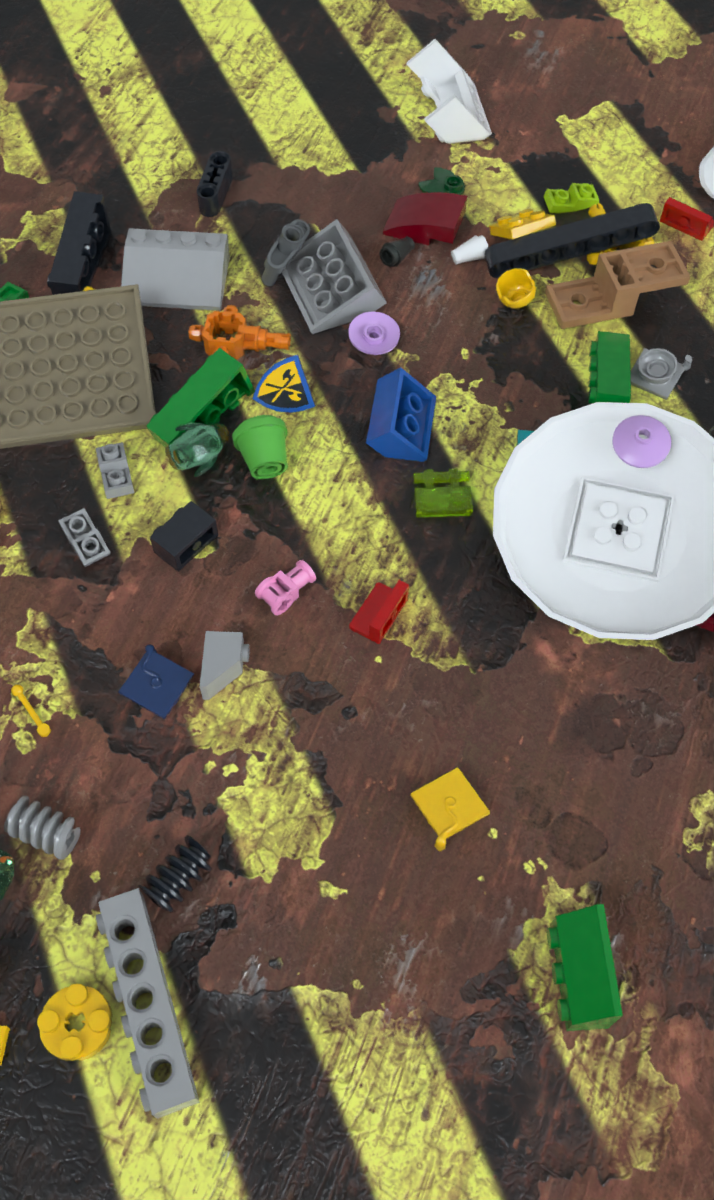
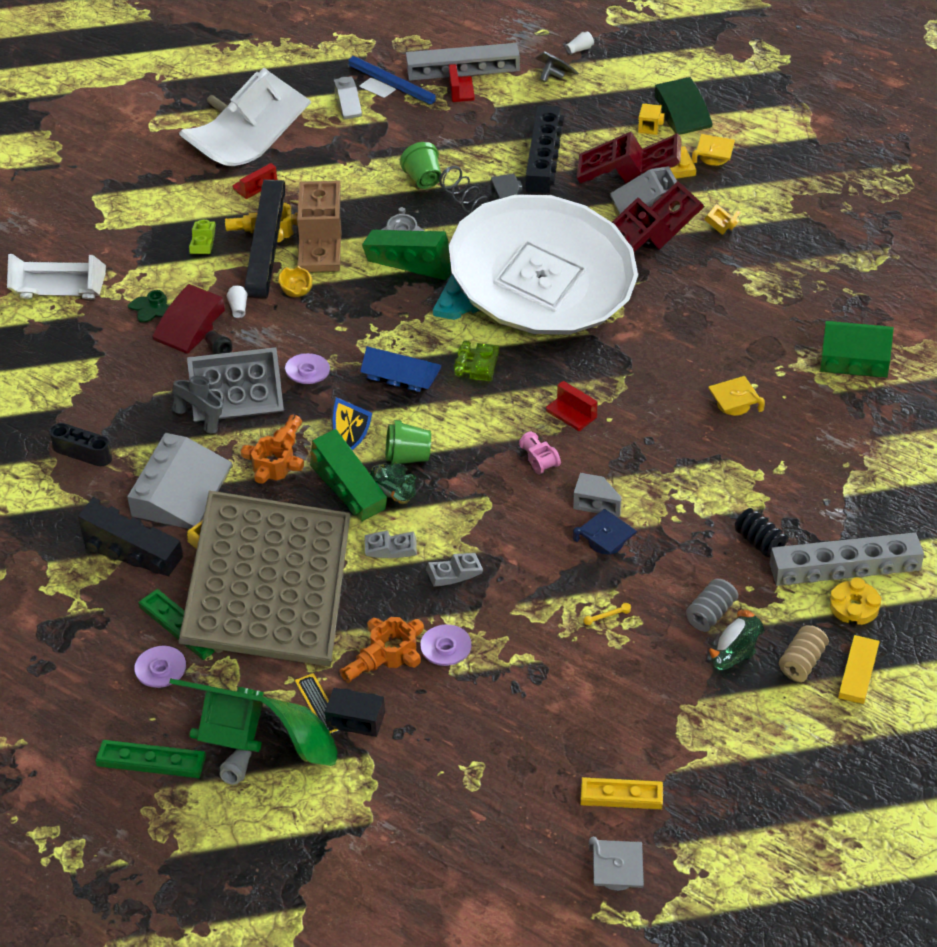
camera: 75 degrees left, 15 degrees down
(184, 535) = (475, 504): black brick -> none
(522, 225) = (228, 264): yellow plate -> none
(639, 451) = (489, 233): lavender dish -> none

